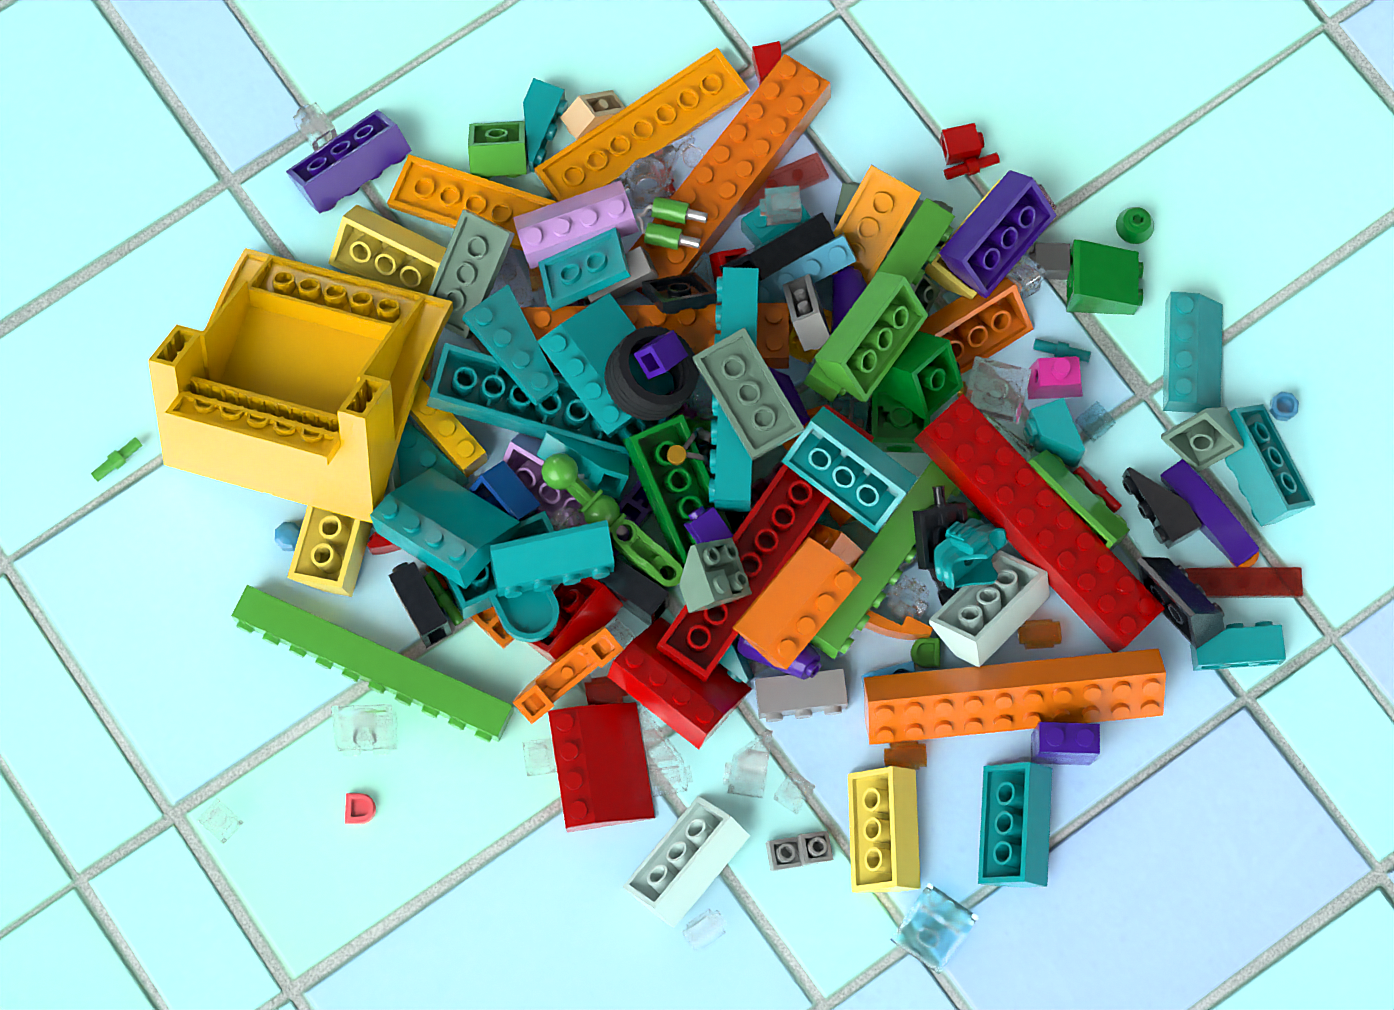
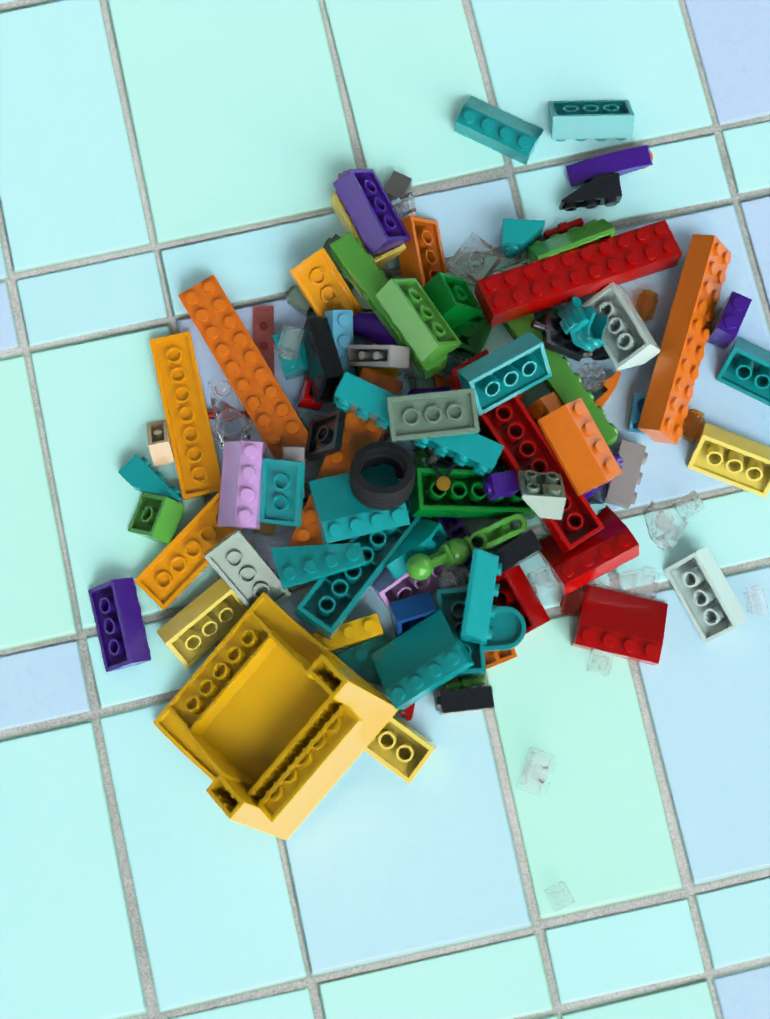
camera: 70 degrees left, 5 degrees up
(116, 459) = (269, 872): bright green bar -> none
(287, 536) = (375, 772): dark azure tile -> none
(314, 125) = (82, 638): clear brick -> none
(359, 808) = (584, 797): coral tile -> none
(372, 663) = (489, 750): bright green brick -> none
(566, 672) = (553, 620): orange slope -> none
(660, 354) = (378, 462): dark purple brick -> none
(671, 211) = (279, 426): bright green piece -> none
(765, 59) = (174, 311): red brick -> none
(799, 851) = (726, 519): light grey slope -> none
(926, 652) = (627, 383): bright green tile -> none
(961, 143) = (290, 209): red brick -> none
(971, 166) = (307, 210): red bar -> none
(1056, 378) = (480, 218): dark pink torso -> none
(1061, 349) = (460, 209): teal bar -> none
(1095, 421) = (518, 208): clear light blue plate -> none
(1103, 279) = (426, 161): green slope -> none
(1134, 231) = (394, 125): green cone -> none
(1183, 601) = (664, 206): black slope -> none
(1204, 438) = (562, 144): sand green slope -> none
(1241, 648) = (703, 188): teal brick -> none
(1249, 582) = (661, 166): clear red tile -> none
(1284, 406) = (557, 88): dark azure tile -> none

